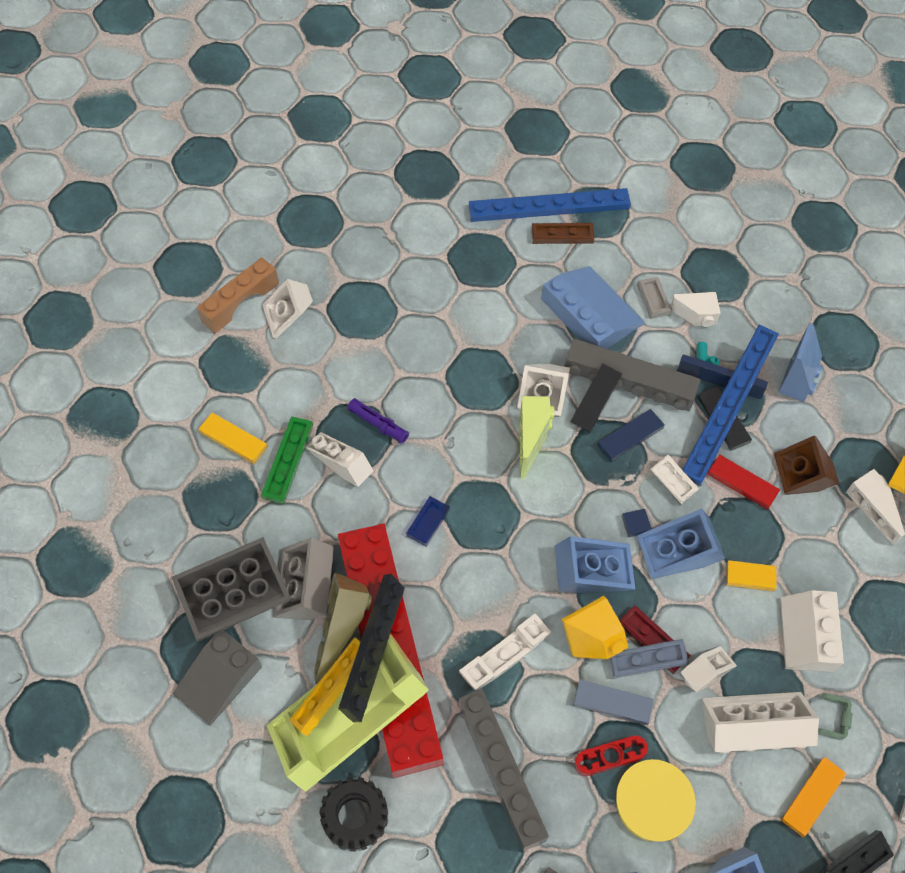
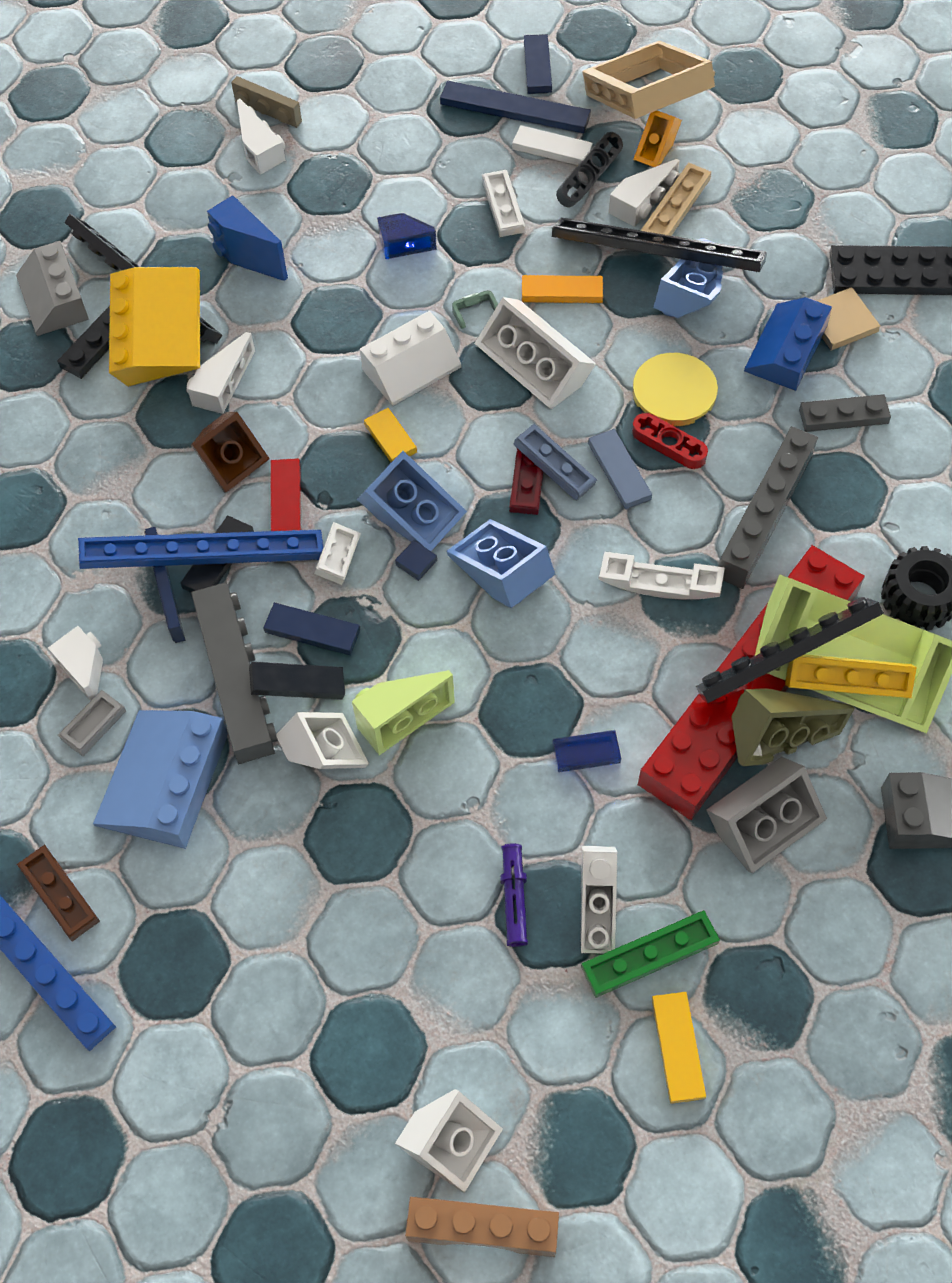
camera: 125 degrees left, 0 degrees up
(230, 589) = (852, 864): dark grey slope -> none
(595, 631) = (573, 504): yellow slope -> none
(701, 353) = (149, 617): teal arm -> none
(707, 669) = (521, 410): white slope -> none
(803, 367) = (100, 509): medium blue slope -> none

